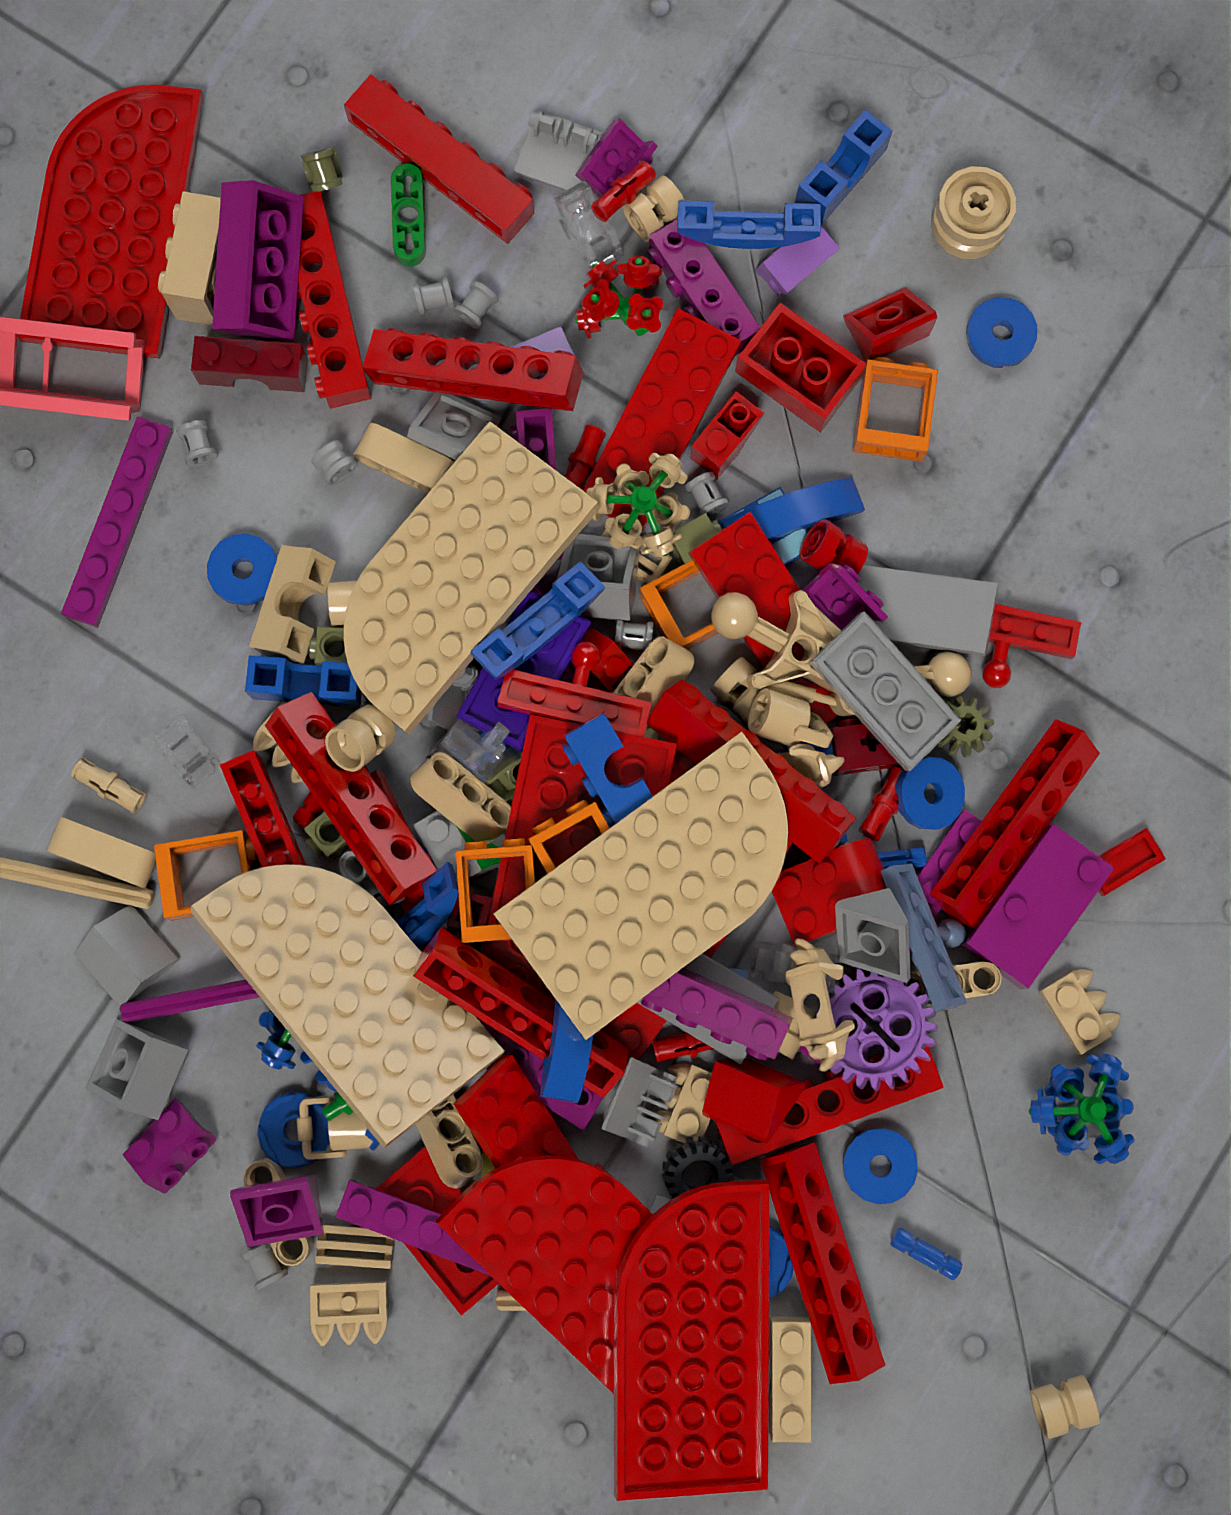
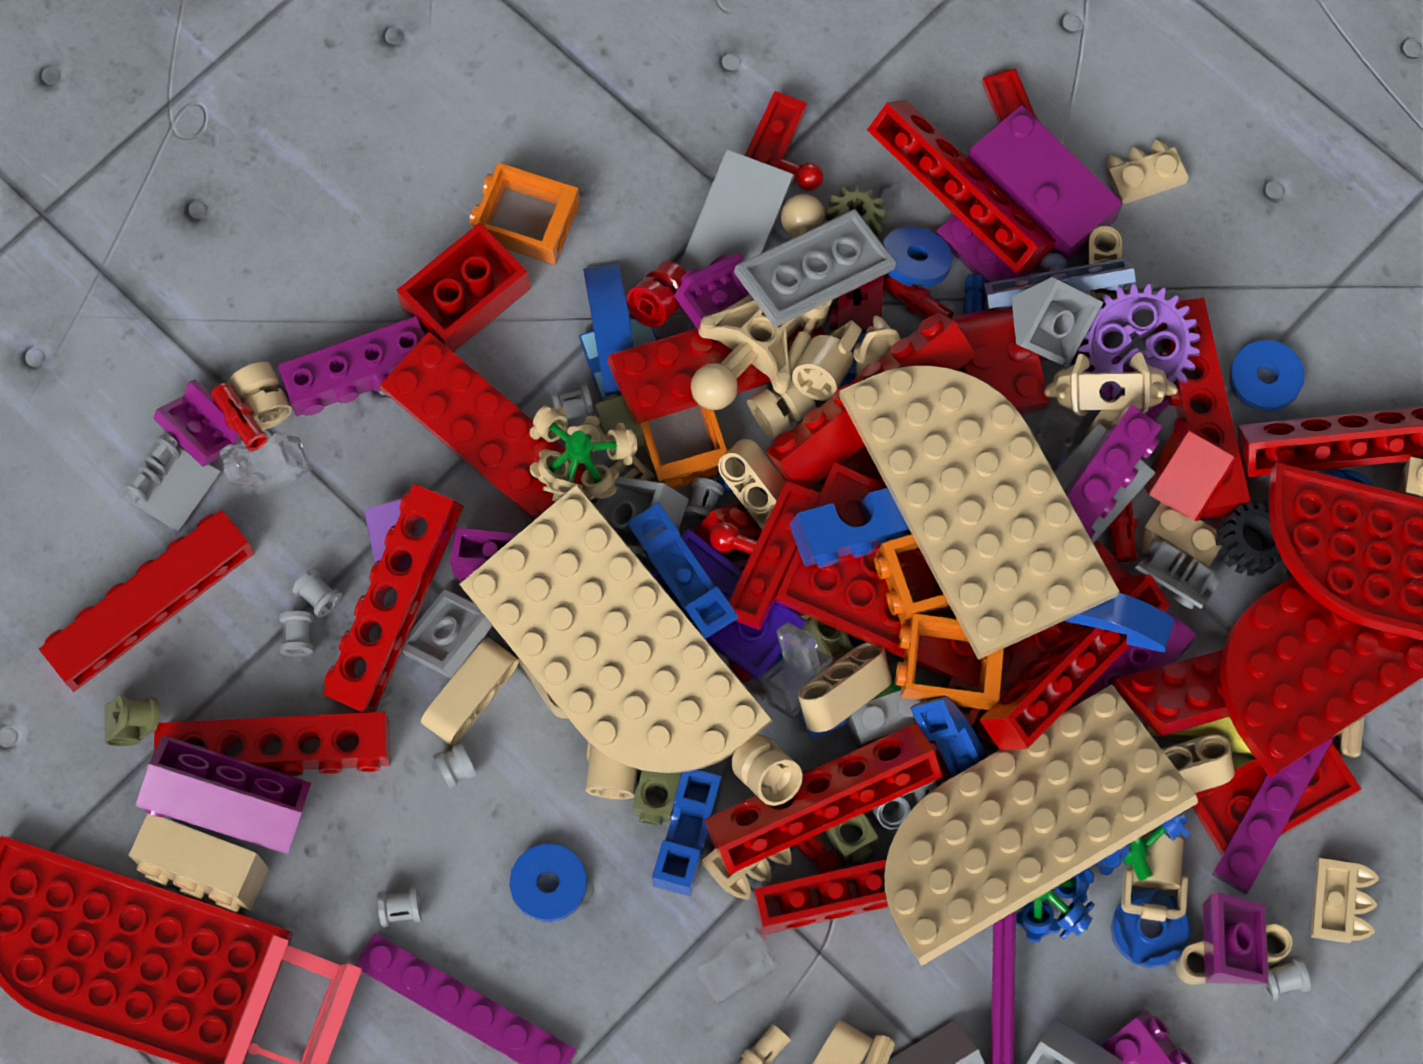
camera: 75 degrees left, 10 degrees down
(169, 872) = (870, 1010): orange window -> none
(226, 359) = (320, 843): dark red arch -> none
(295, 577) = (570, 823): tan arch -> none
(323, 1244) = (1284, 856): tan tile -> none
(400, 202) = (170, 651): green beam -> none
(583, 459) = (505, 516): red pin -> none
(607, 303) = (357, 453): red plant -> none
(726, 435) = (517, 372): red slope -> none
(749, 229) = (309, 304): blue slope -> none
(795, 262) = (346, 273): medium lavender hinge -> none
(856, 154) = (257, 203): blue arch -> none
(890, 324) = (433, 201): red slope -> none
(926, 1254) = (1355, 350): blue axle -> none
(973, 212) = (342, 101): tan wheel -> none
(1005, 313) = (467, 86): blue tile -> none
(1103, 1108) = (1244, 167): blue plant -> none

